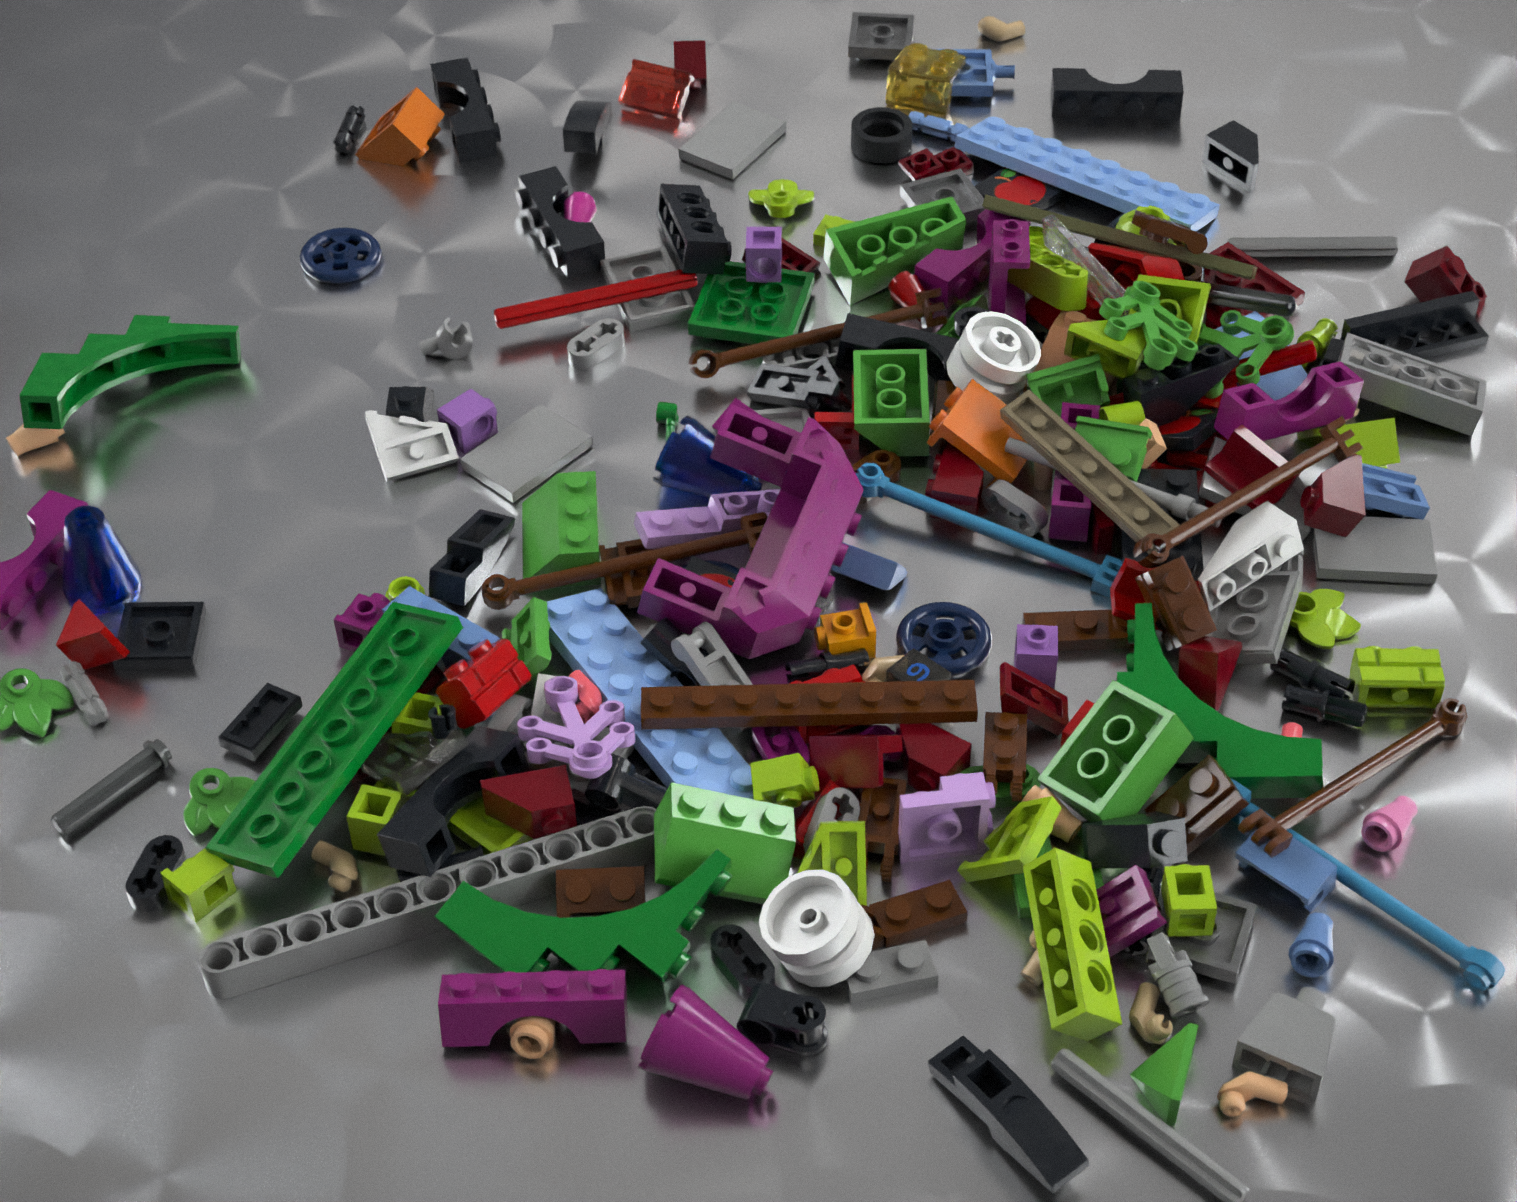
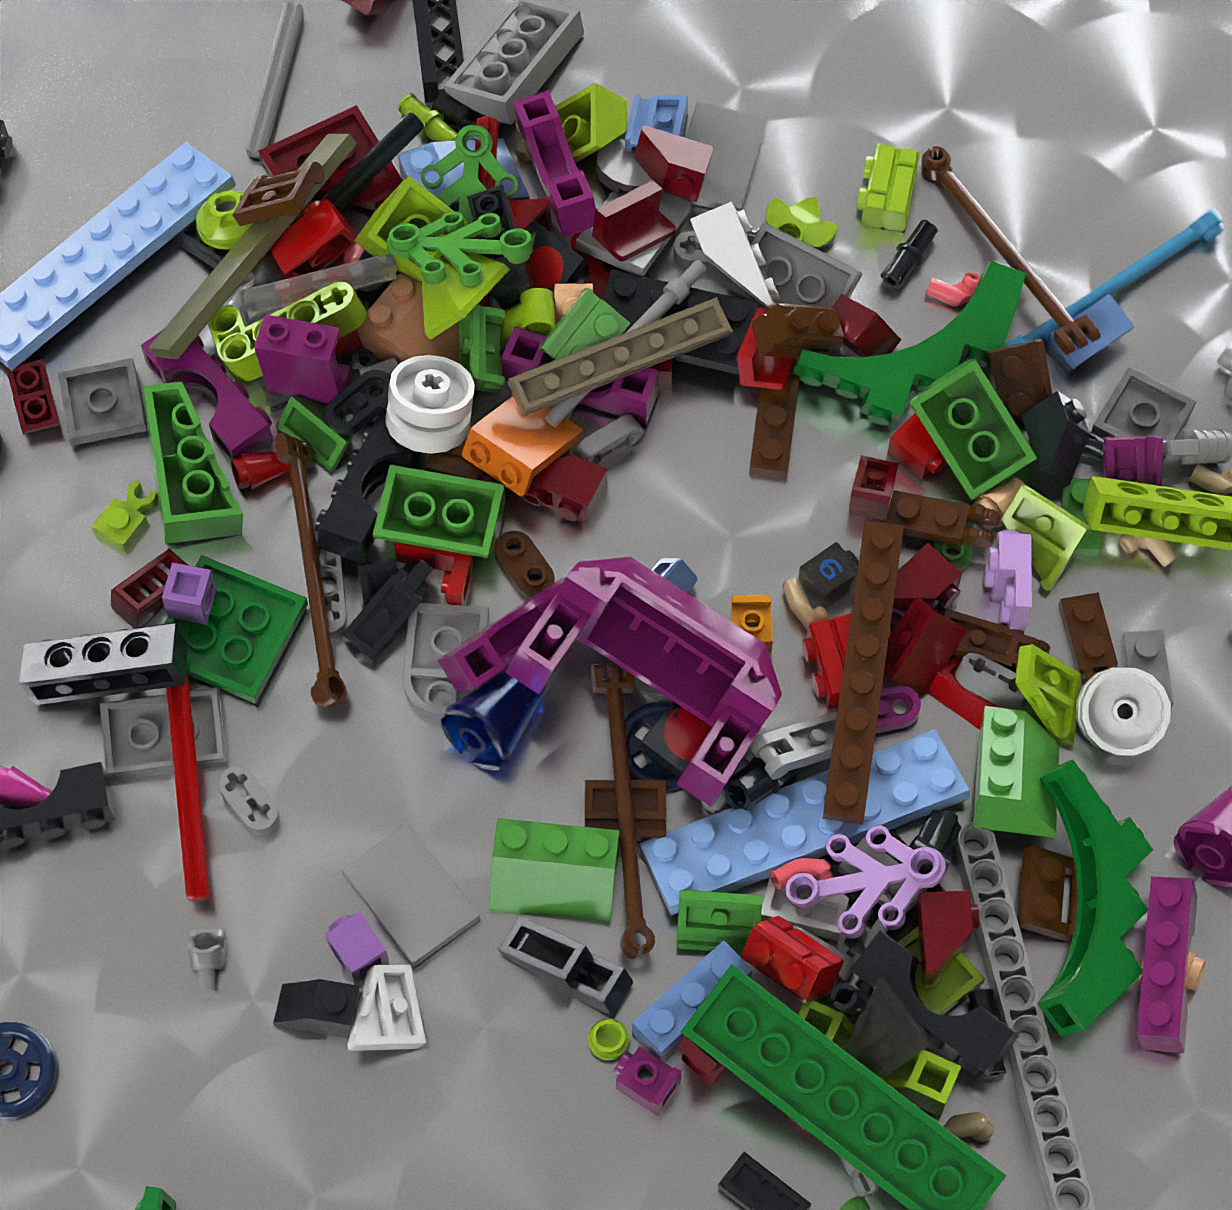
camera: 80 degrees left, 20 degrees up
(667, 414) = (388, 741): green hand -> none
(721, 516) = (574, 726): lavender slope -> none
(749, 956) = (1121, 776): black beam -> none
(779, 1018) = (1196, 763): black piece -> none
(780, 197) = (36, 568): lime plate -> none
(784, 780) = (942, 711): lime brick -> none
(815, 667) = (788, 652): black pin -> none
(877, 484) = (702, 391): dark azure hinge -> none
(945, 636) = (785, 518): dark blue plate -> none
(1020, 189) = (106, 330): tile -> none
(1037, 652) = (814, 468): medium lavender brick -> none
(1188, 900) = (1133, 411): lime brick -> none
(1233, 153) = (111, 102): black slope -> none
(1312, 674) = (874, 249): black pin -> none
(1313, 947) = (1168, 337): medium blue cone -> none
(1332, 443) = (745, 325): reddish brown hinge -> none
(1387, 825) = (1051, 245): bright pink cone -> none

